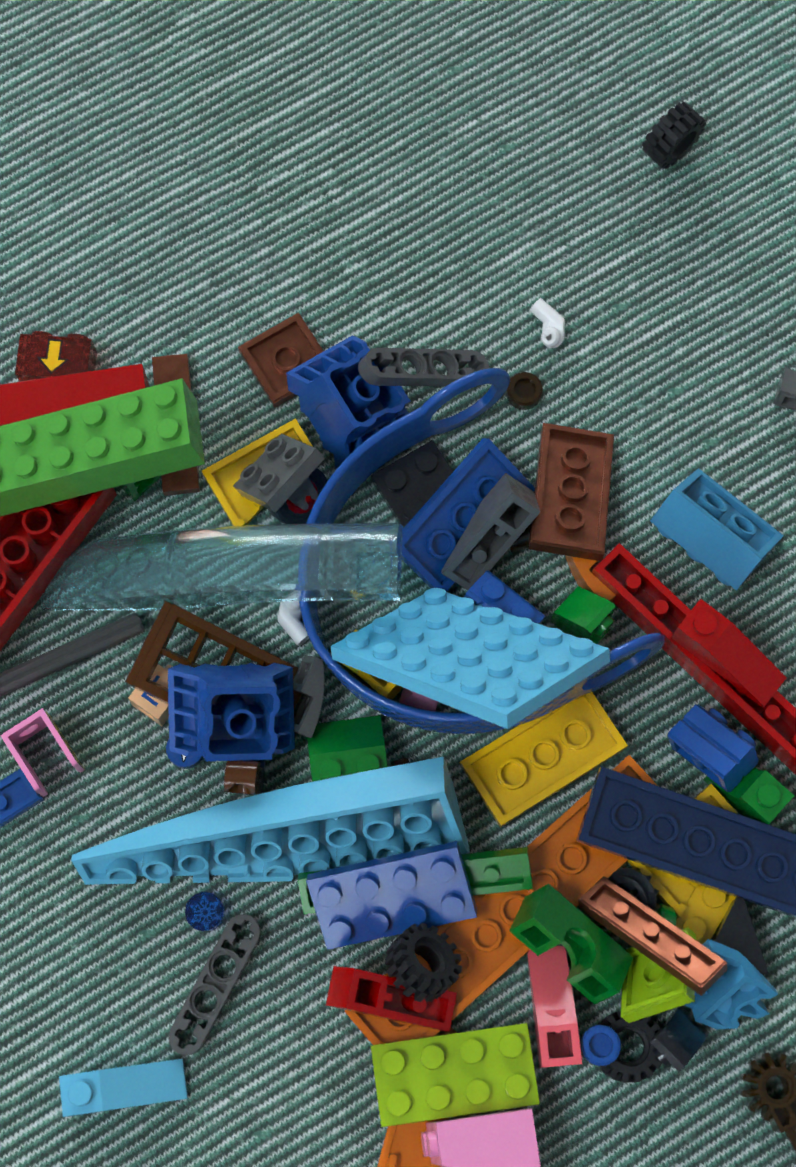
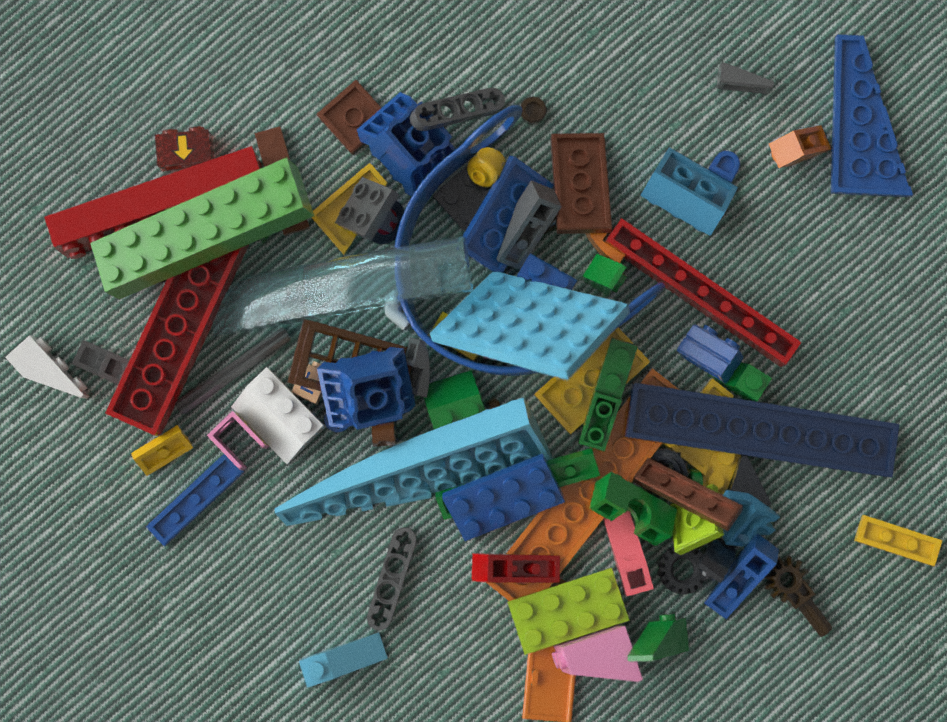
camera: 10 degrees left, 10 degrees up
(104, 729) = (277, 415): none -> white slope
(204, 911) = (374, 530): clear blue tile -> none
(409, 970) = (525, 548): black tyre -> none
(449, 446) = (486, 166): none -> yellow head
(553, 323) = (545, 55): white arm -> none
(561, 777) = (607, 394): none -> green slope
(581, 1140) = (661, 639): none -> green slope
(600, 1045) = (663, 573): blue tile -> none
(712, 1071) = (743, 576): none -> blue slope
(728, 653) = (711, 286): red slope -> none
(771, 504) = (725, 165): none -> blue tile

